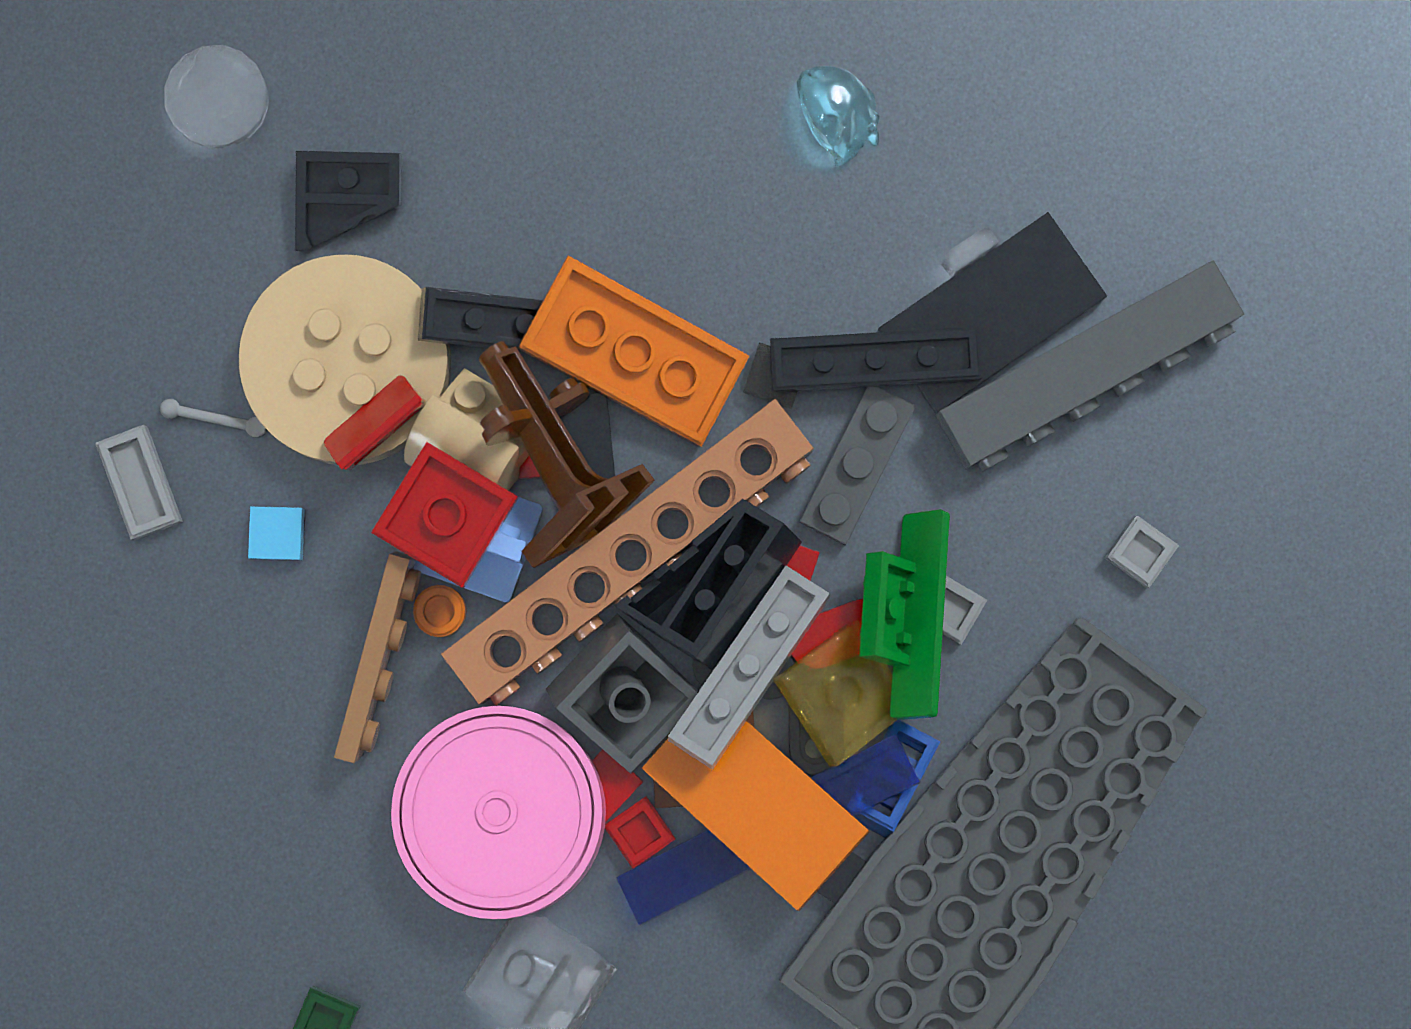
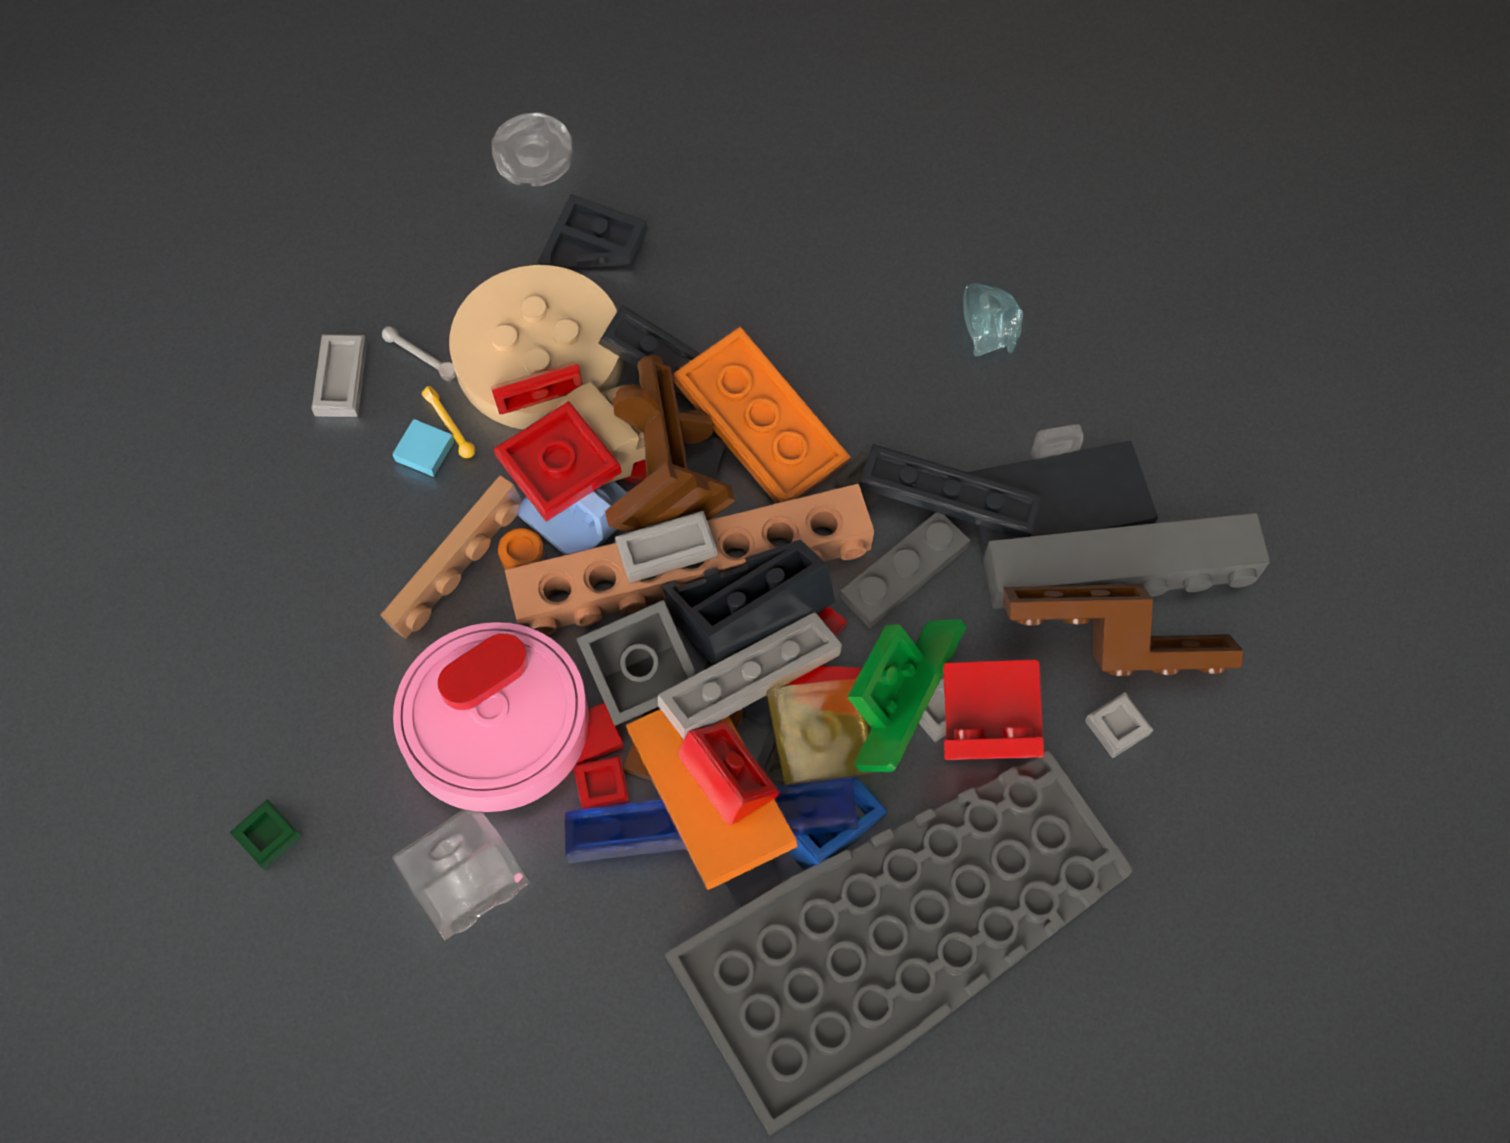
camera: 20 degrees right, 20 degrees down
(255, 467) = (466, 449): none -> yellow hinge
(473, 778) = (482, 671): none -> red tile
(601, 560) = (666, 546): none -> light grey tile
(769, 784) = (726, 771): none -> red slope
(1013, 608) = (993, 710): none -> red bracket
(1112, 452) = (1122, 628): none -> reddish brown bracket

